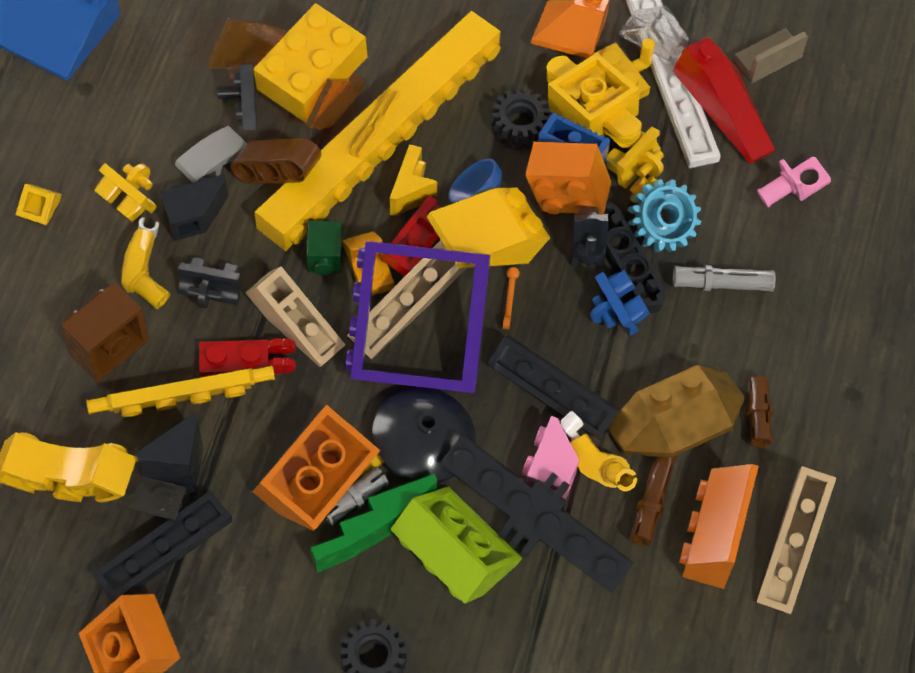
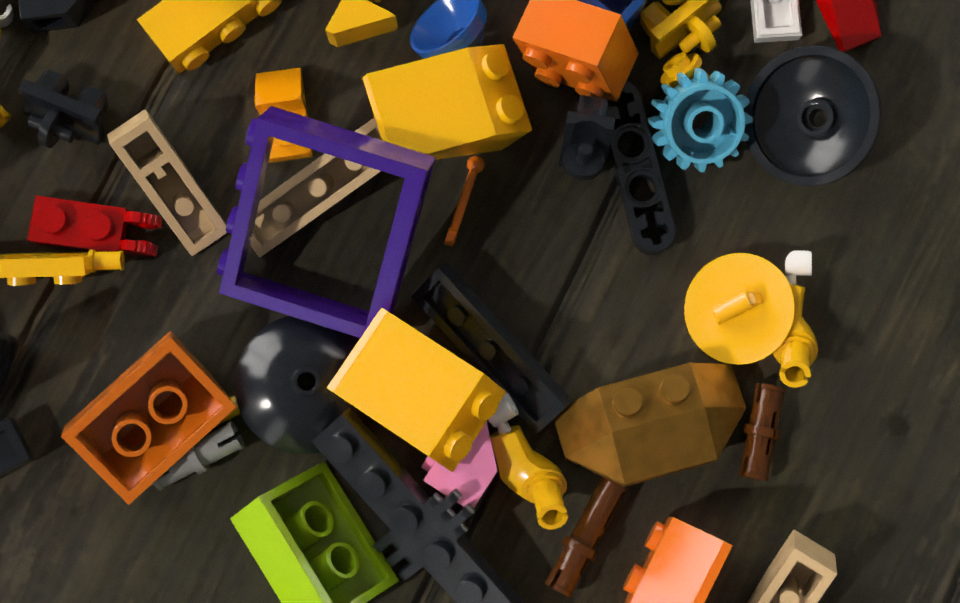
camera: 15 degrees right, 20 degrees up
(324, 247) = (226, 84): dark green brick -> none
(372, 527) = (229, 493): green slope -> none
(416, 233) = (346, 97): red plate -> none
(510, 412) = (417, 389): none -> yellow slope
(628, 313) = (612, 259): blue hips -> none
(709, 277) = (763, 226): light grey pin -> none
(722, 332) = (739, 308): none -> yellow shield
(727, 186) = (784, 109): none -> black dish
(762, 345) = (800, 346): none -> yellow arm
(790, 182) = (893, 90): bright pink bracket -> none

